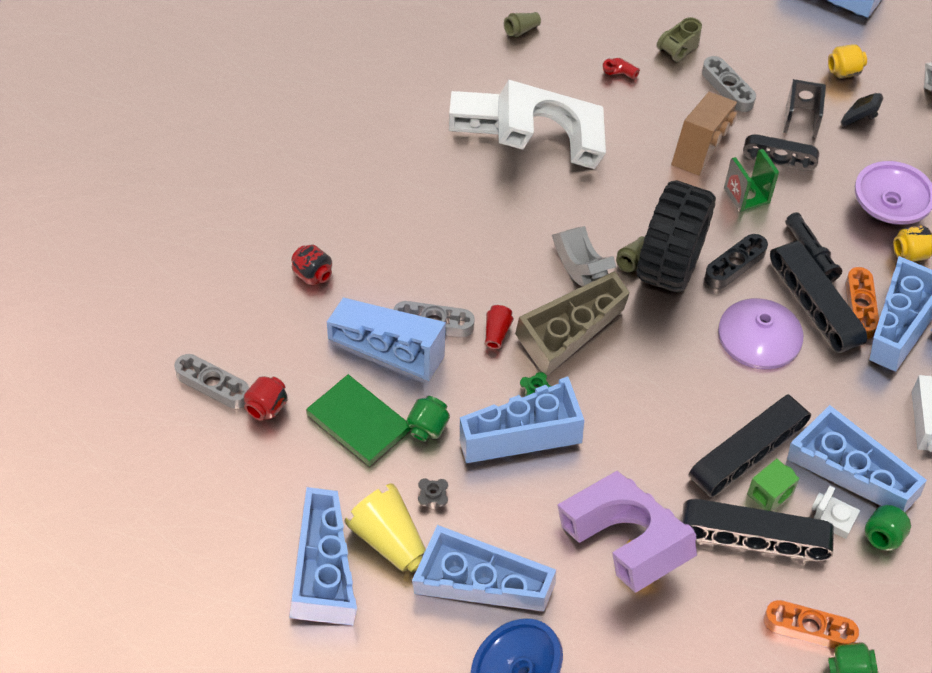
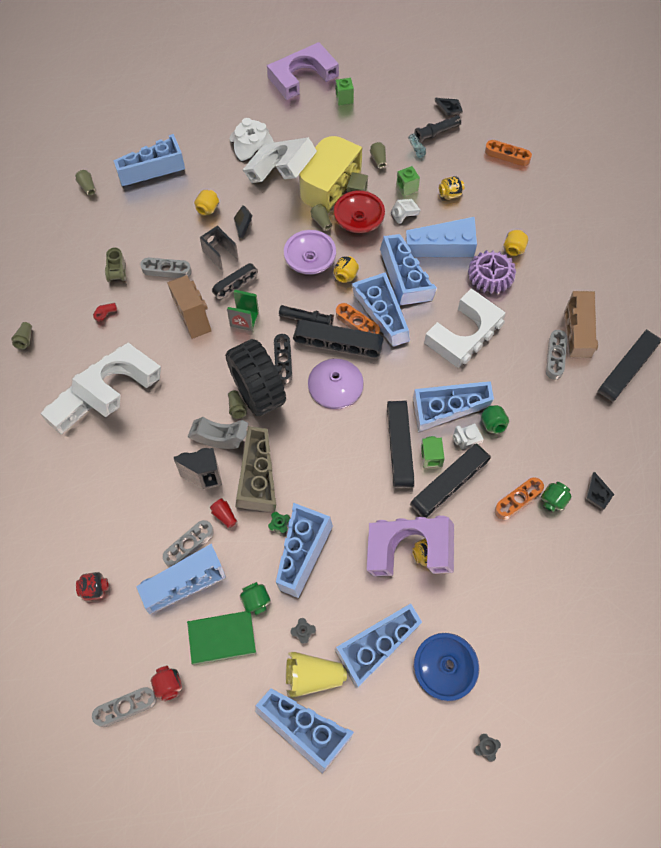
camera: 50 degrees left, 10 degrees up
(526, 266) = (199, 468): none -> black slope

